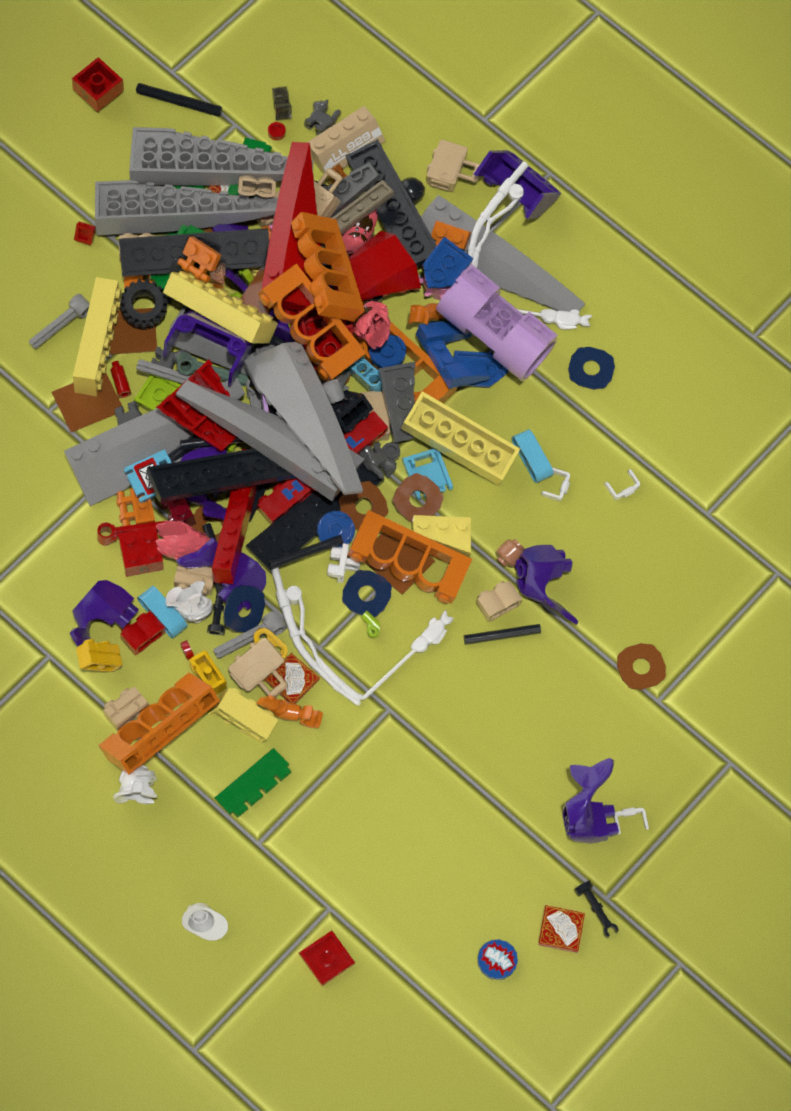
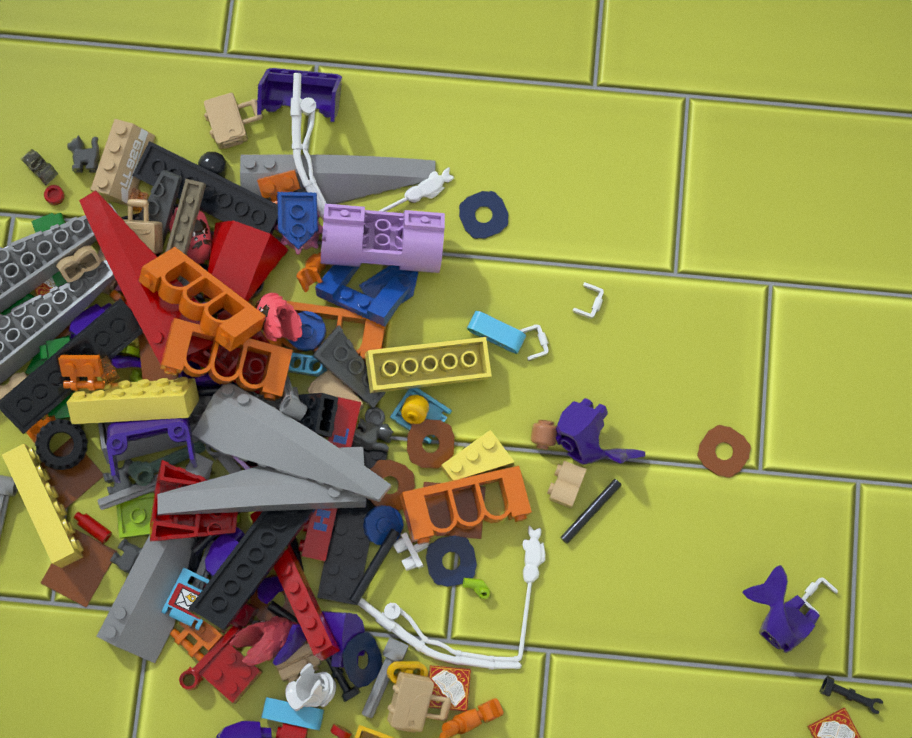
camera: 30 degrees left, 10 degrees up
(425, 464) = (415, 409): none -> yellow head

